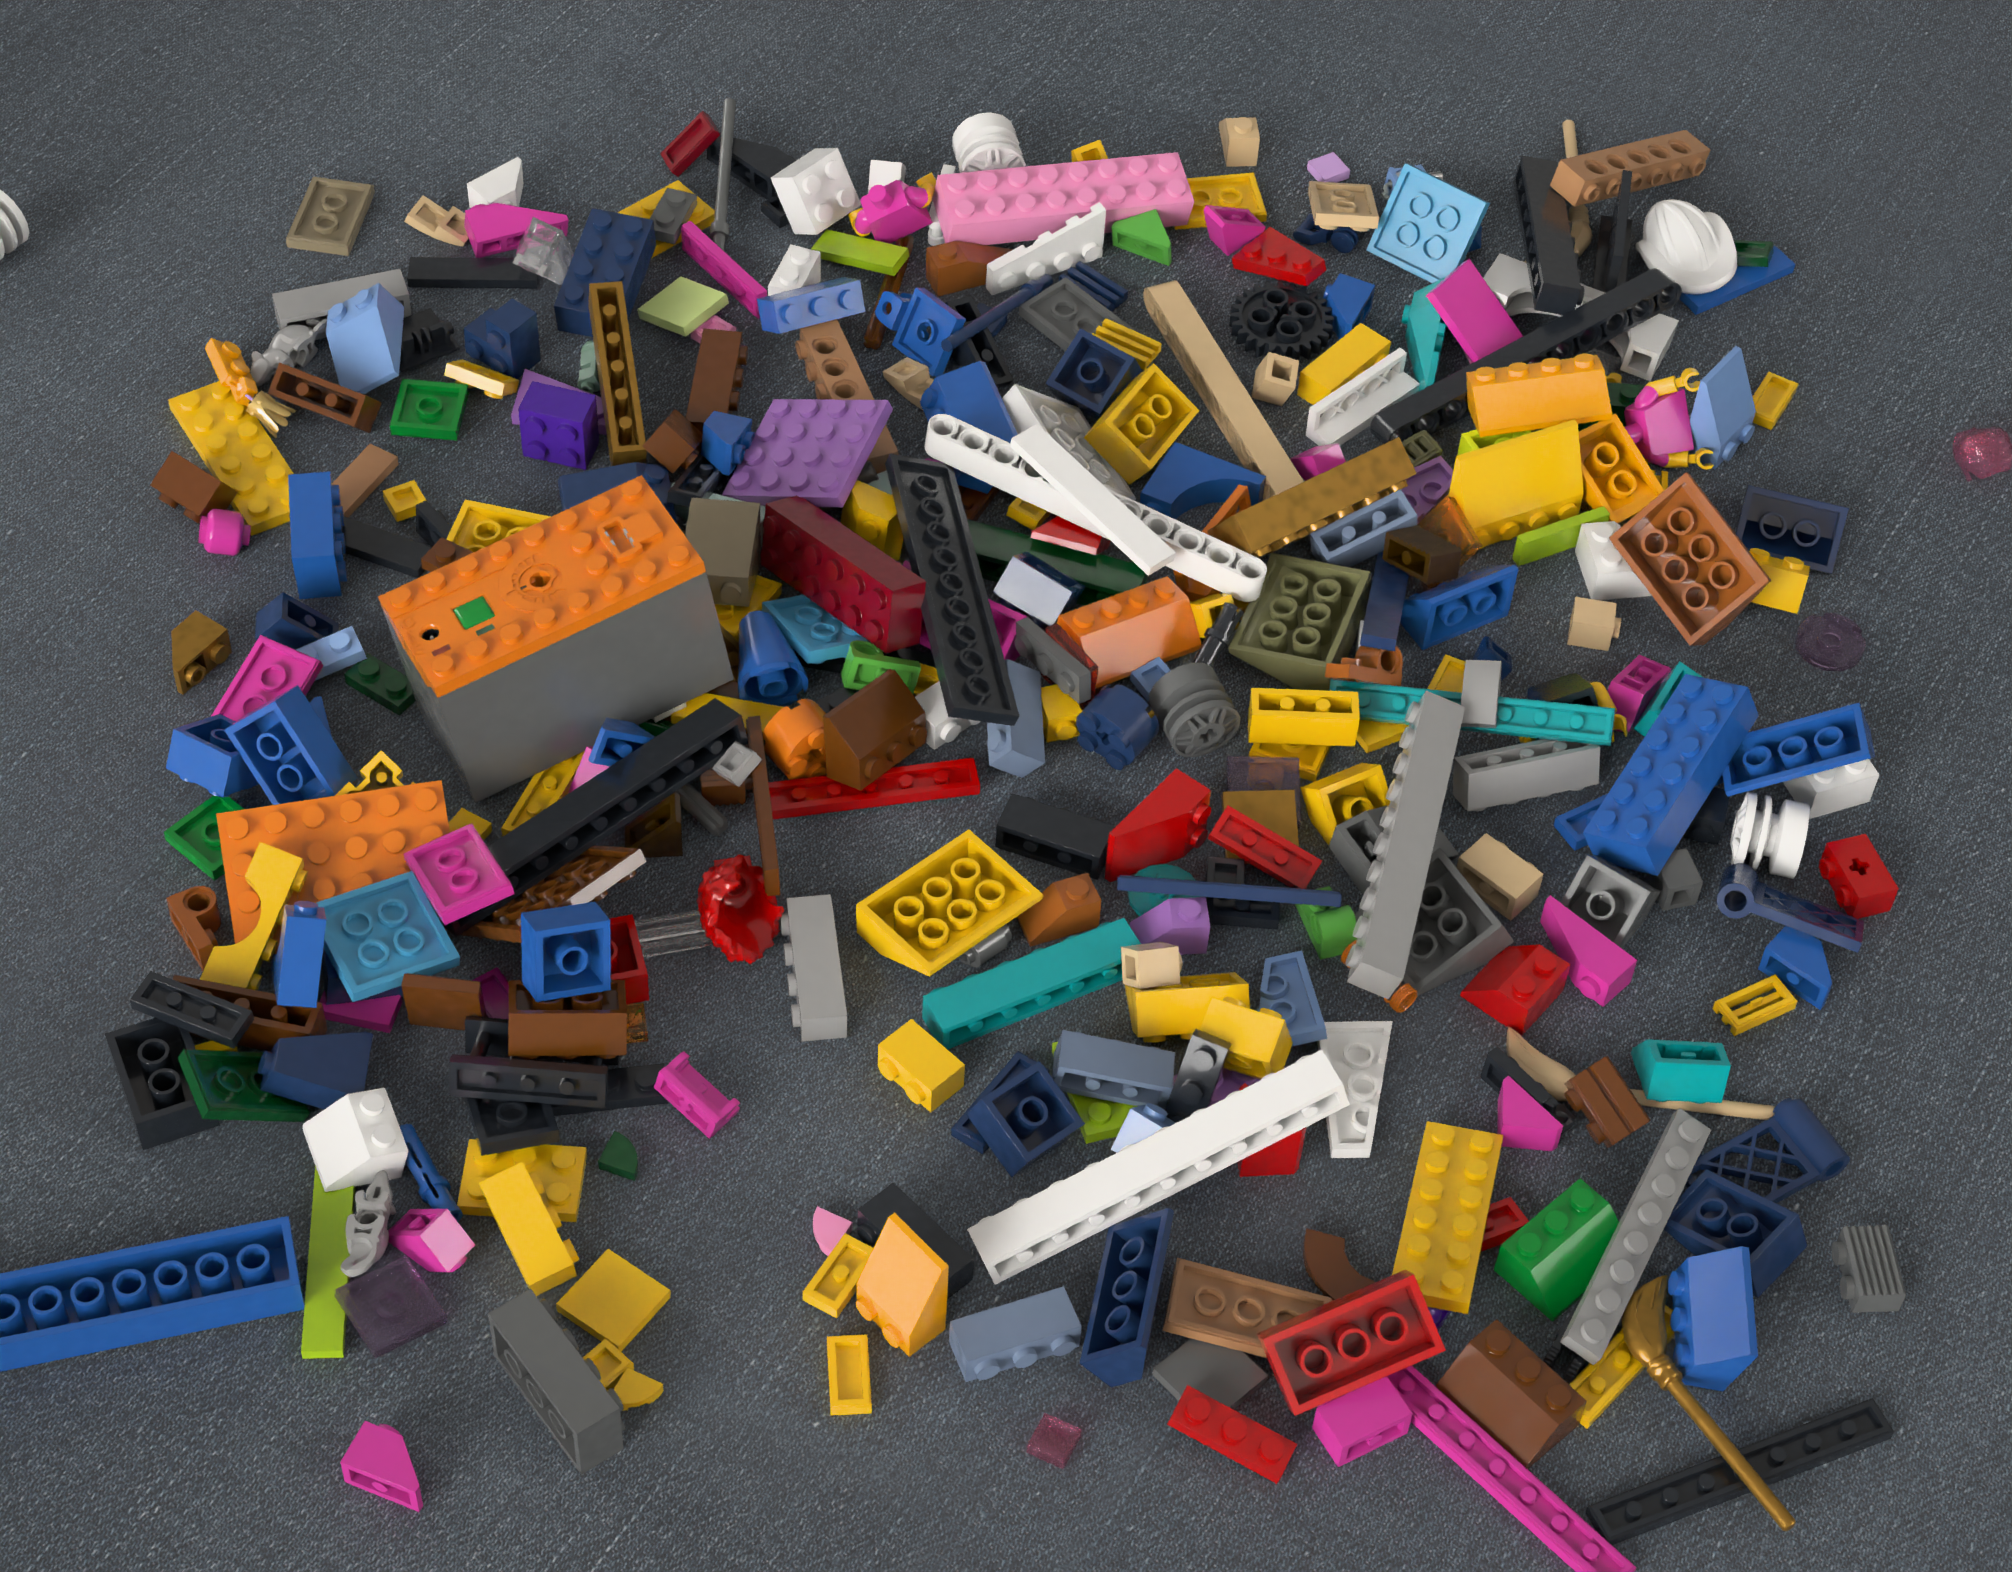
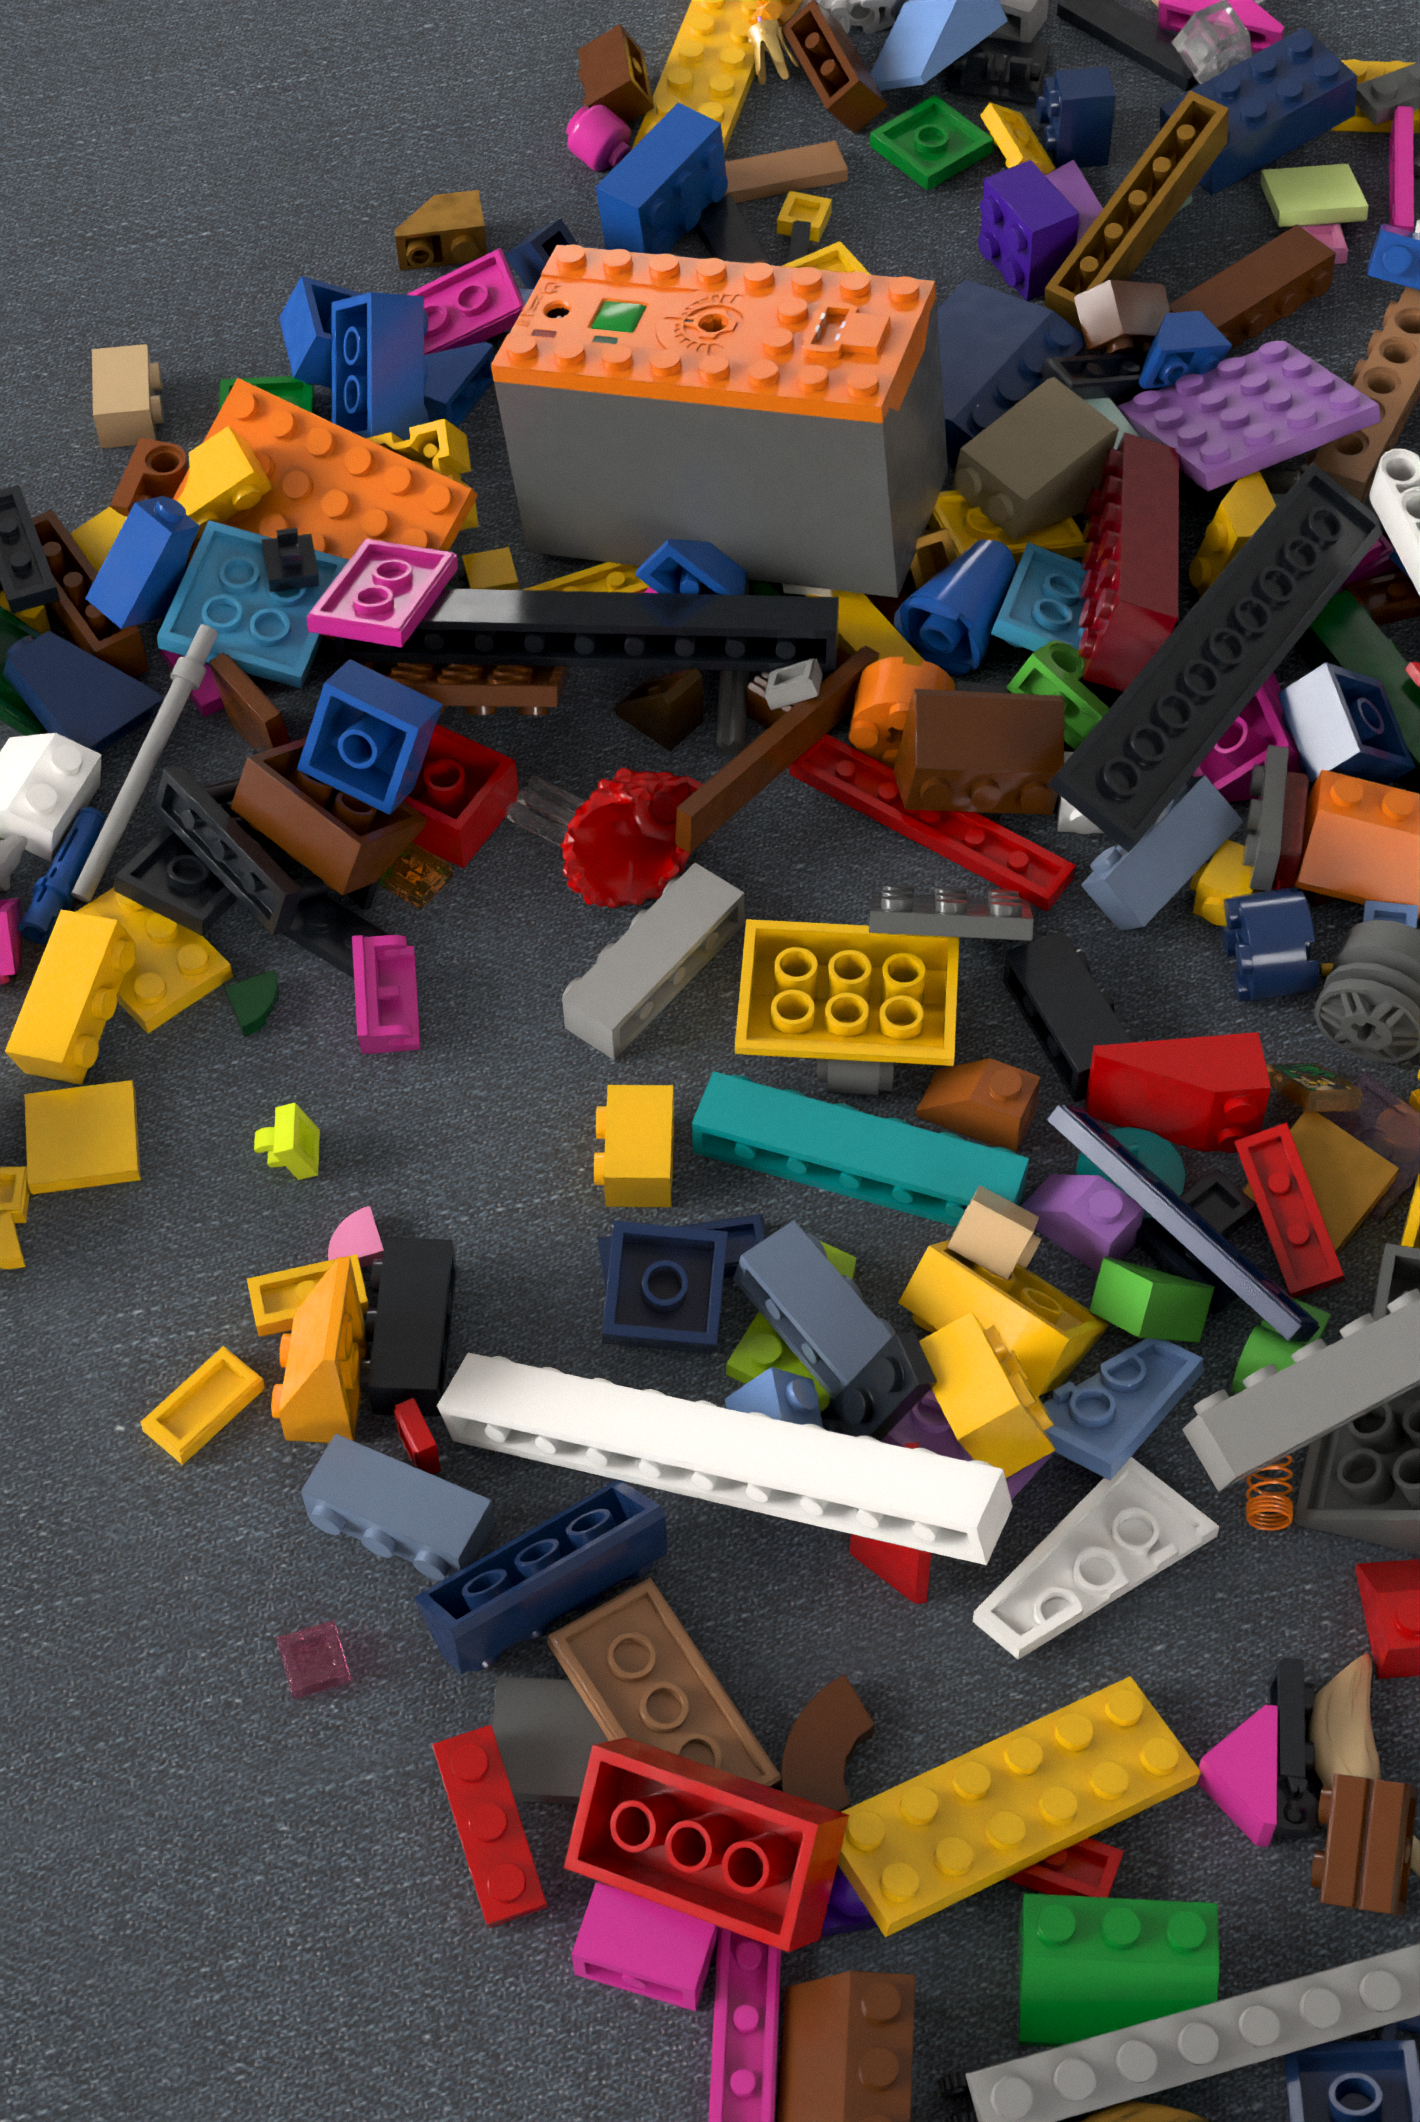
camera: 50 degrees right, 5 degrees up
(111, 883) = (125, 395): none -> tan brick
(385, 895) = (290, 561): none -> black tile
(397, 1004) = (186, 677): none -> light grey bar
(737, 1210) = (291, 1142): none -> neon yellow tile
(952, 826) = (951, 913): none -> dark grey plate
(982, 1292) = (417, 1437): none -> red tile
(1221, 779) = (1314, 1087): none -> clear orange tile
(1247, 944) = (1151, 1301): none -> bright green slope

